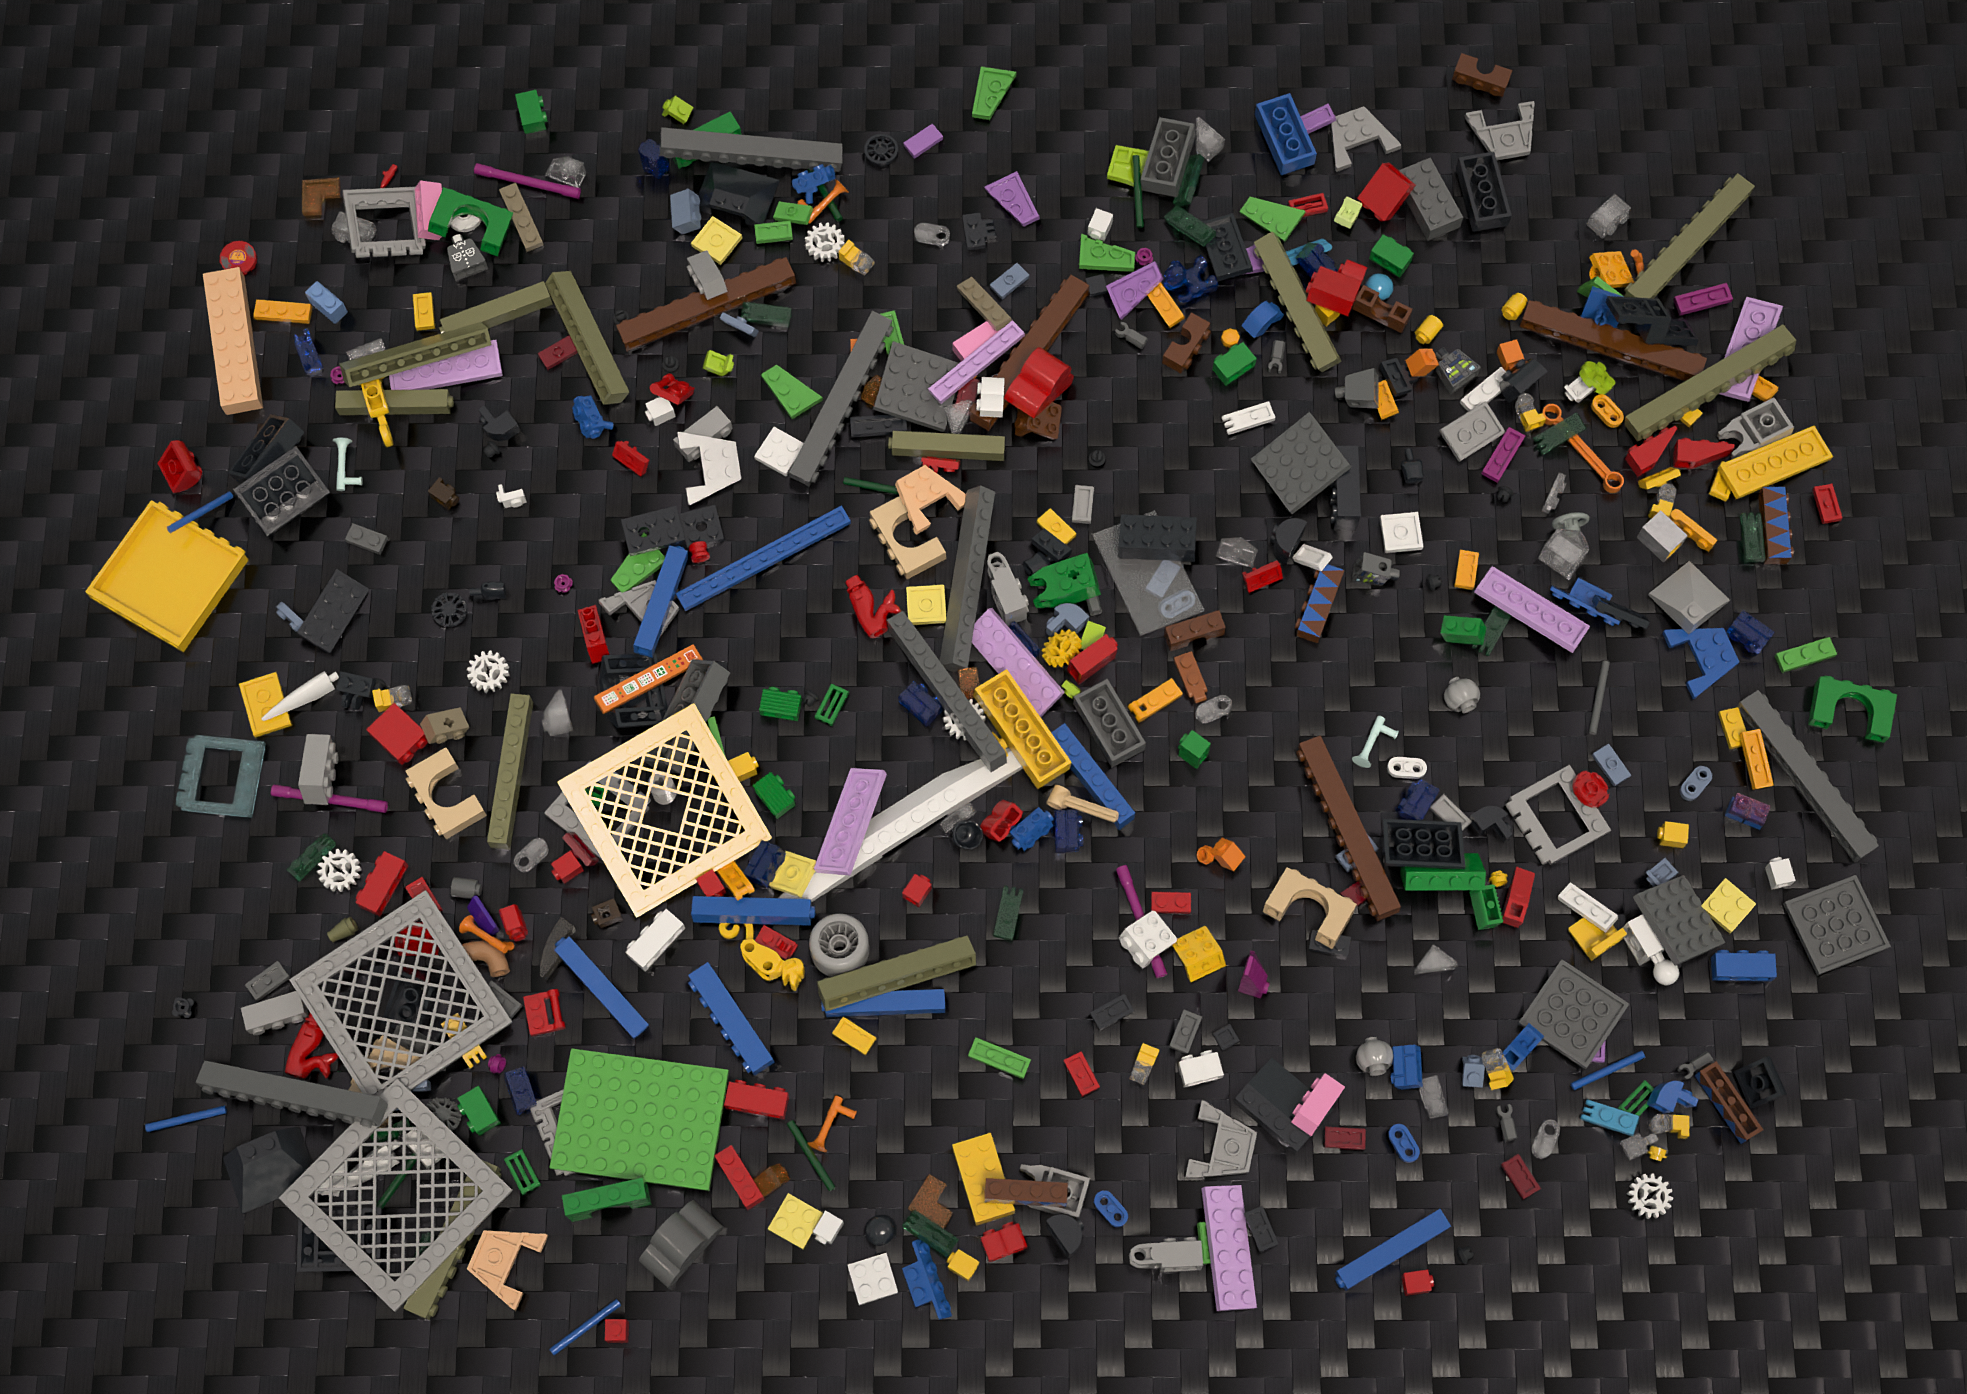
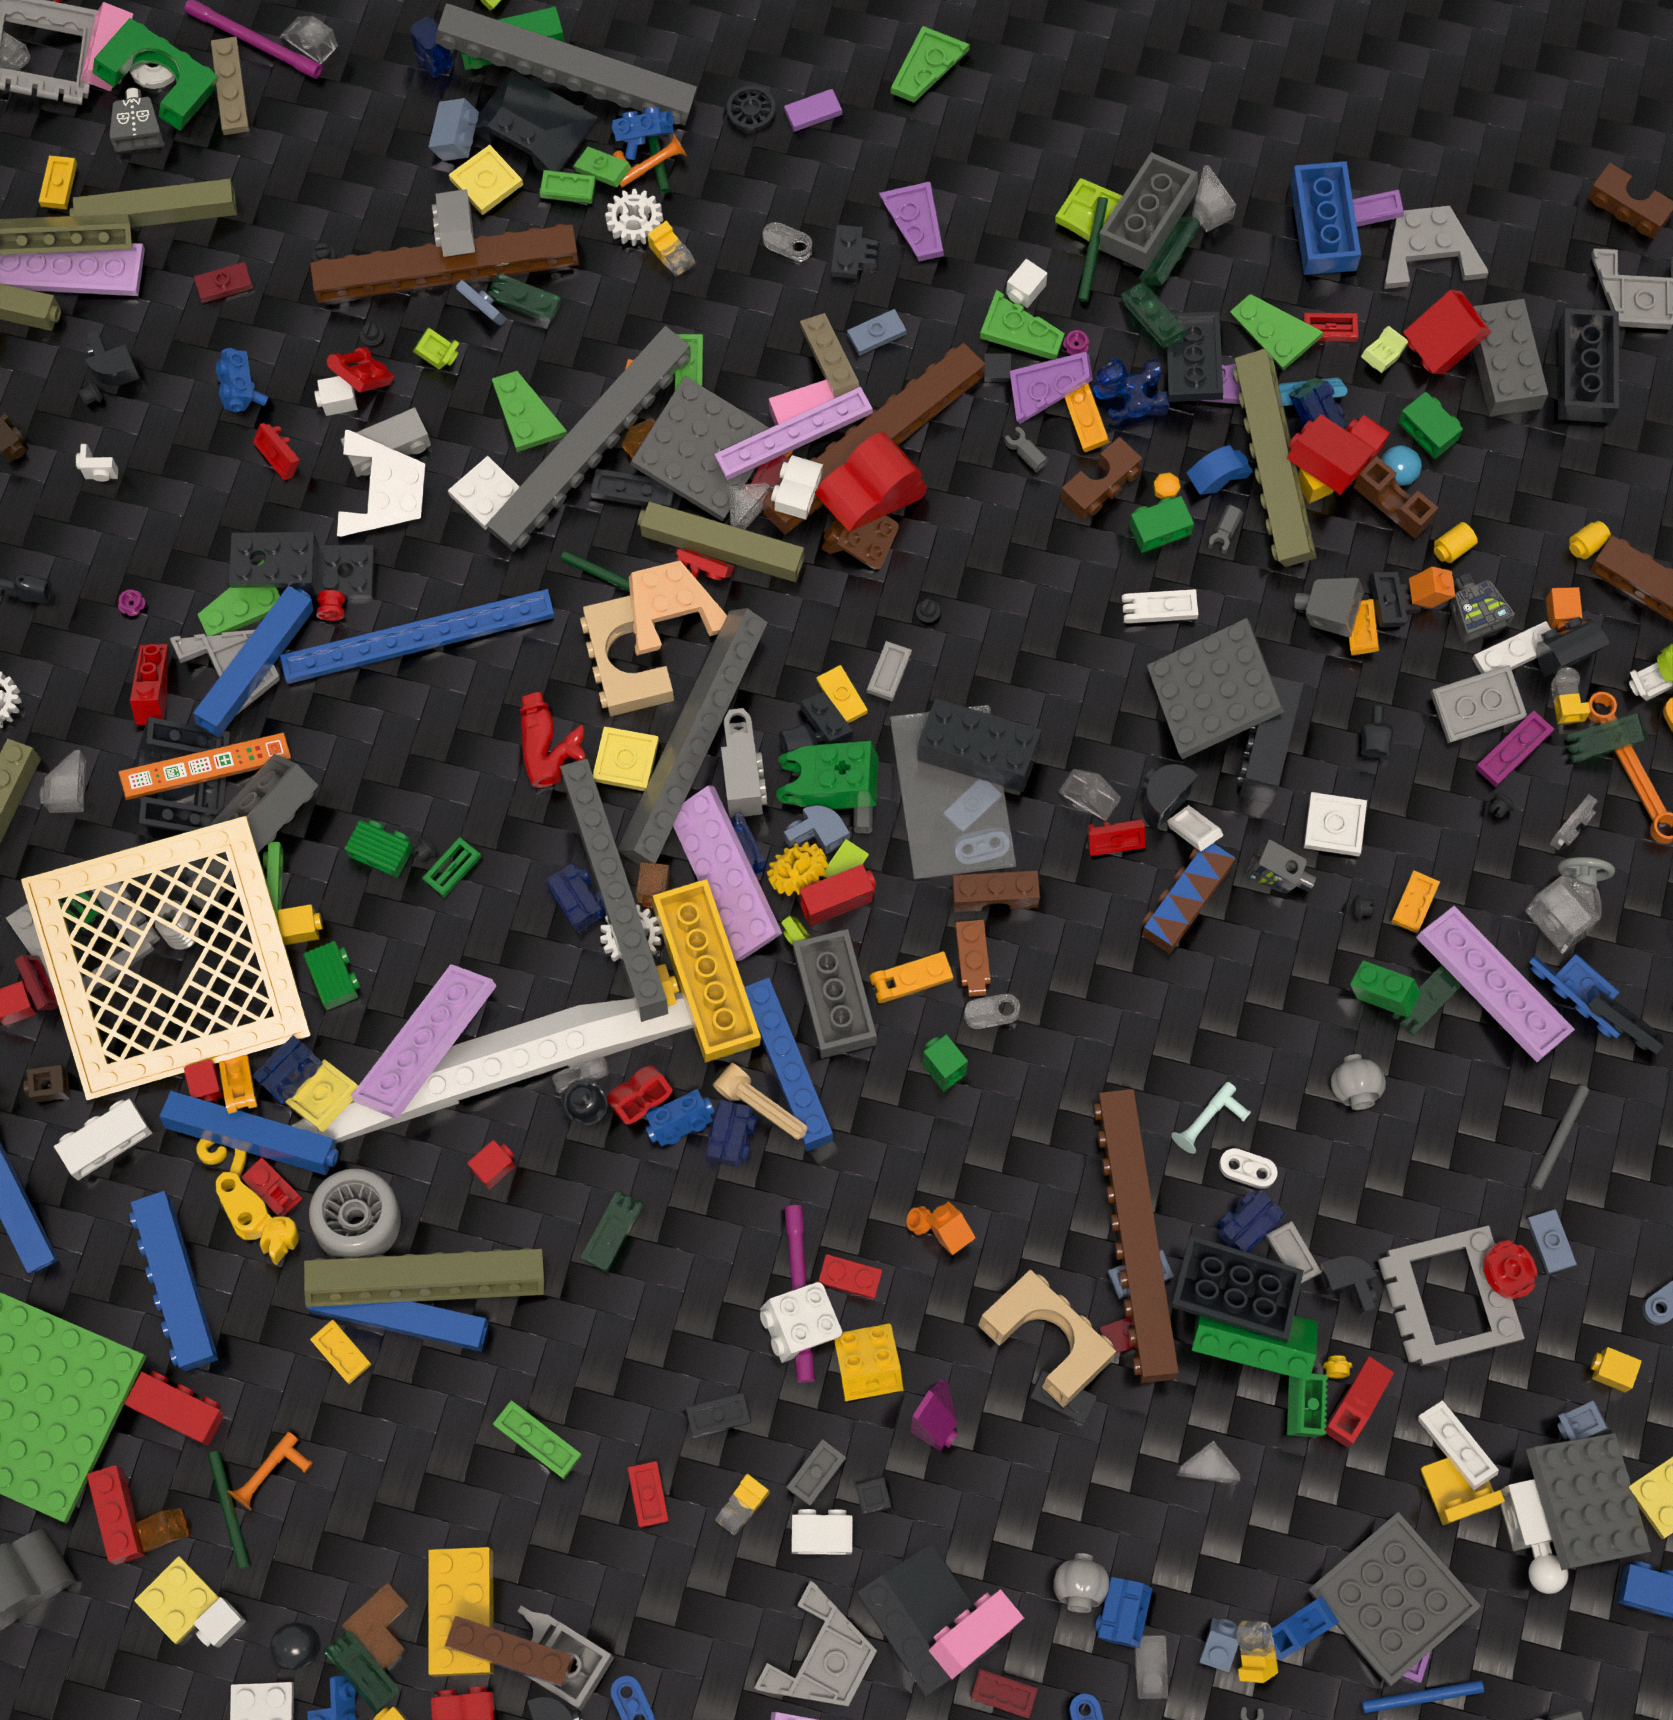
camera: 15 degrees right, 0 degrees up
(587, 337) = (266, 271): olive brick -> none

